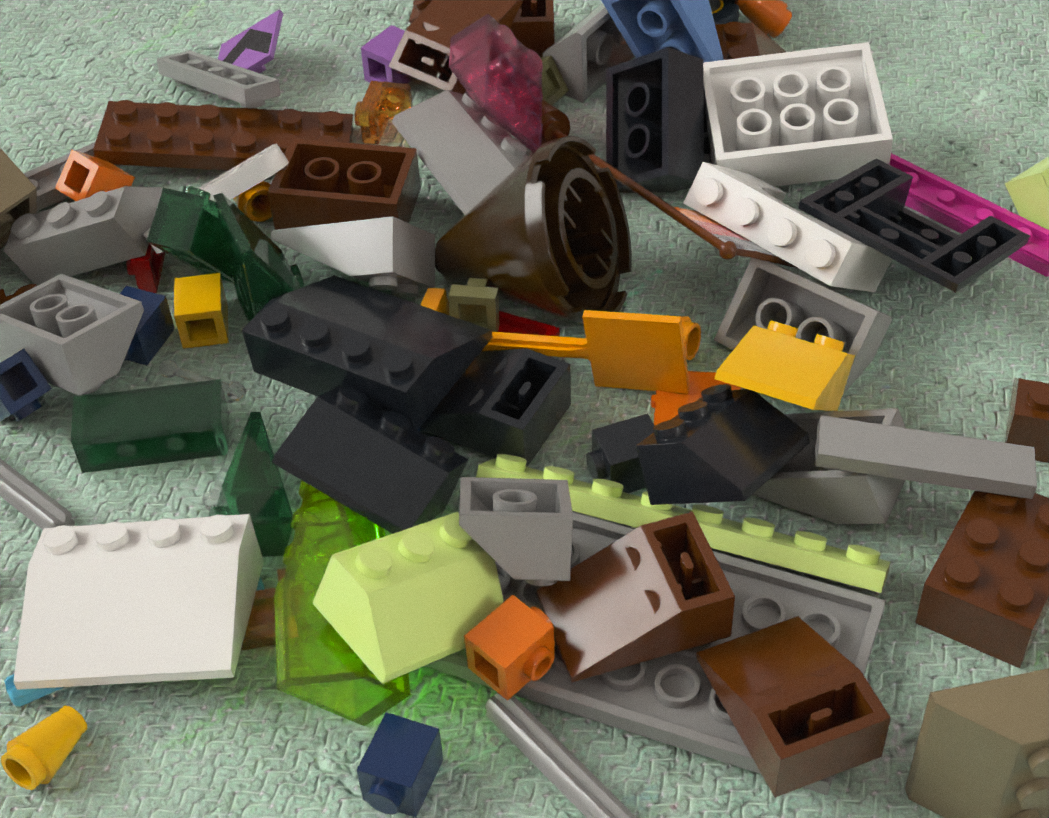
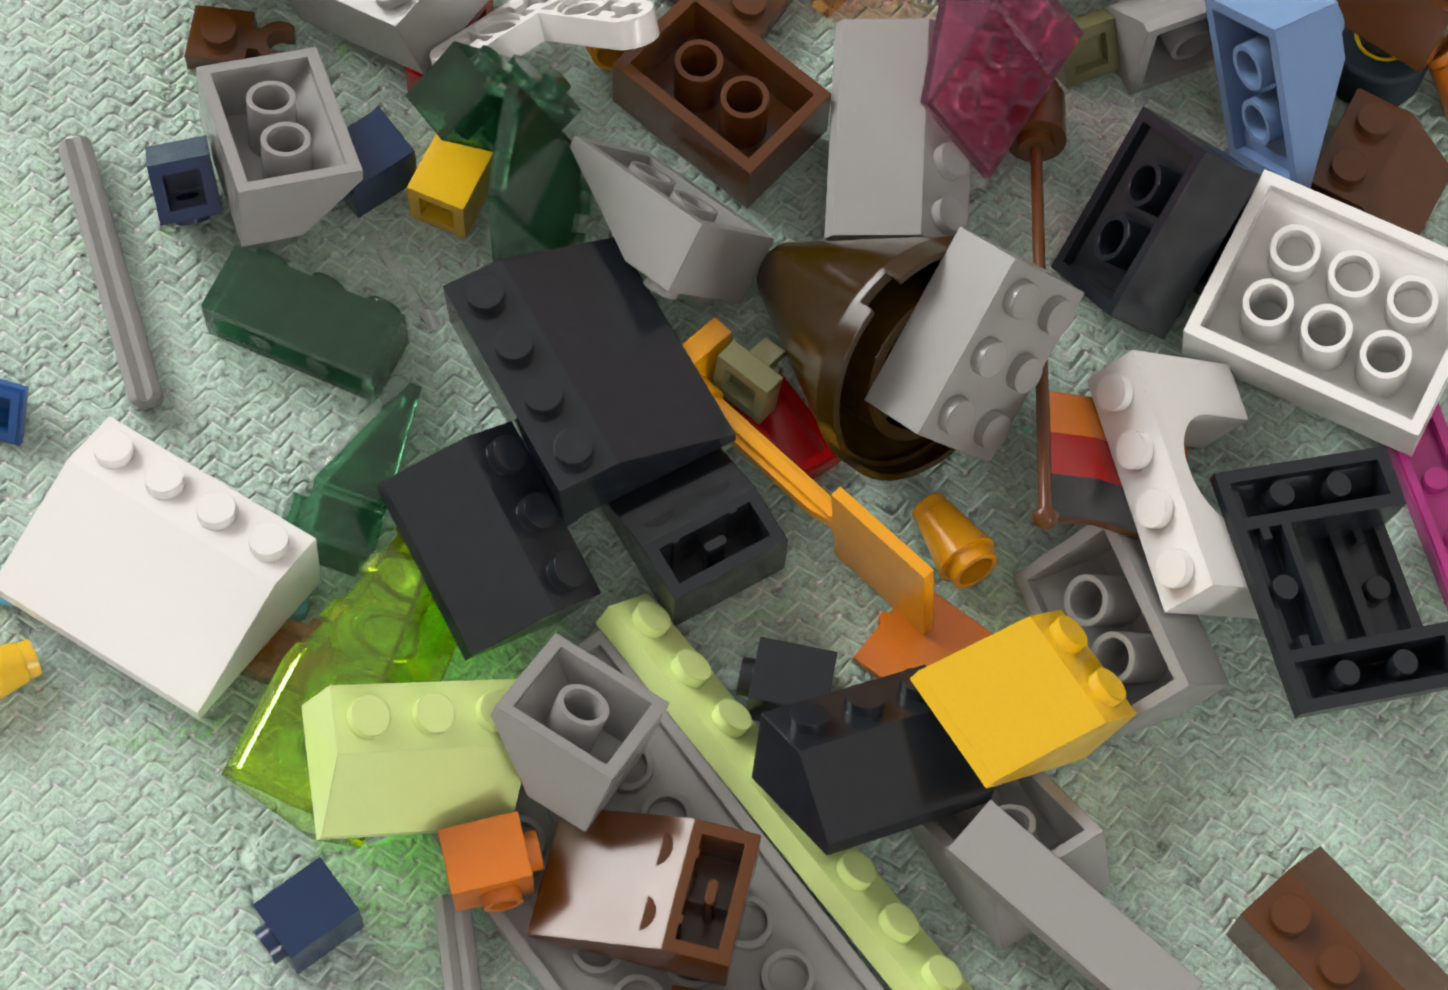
camera: 25 degrees right, 20 degrees up
(611, 194) = (974, 346): none -> light grey brick

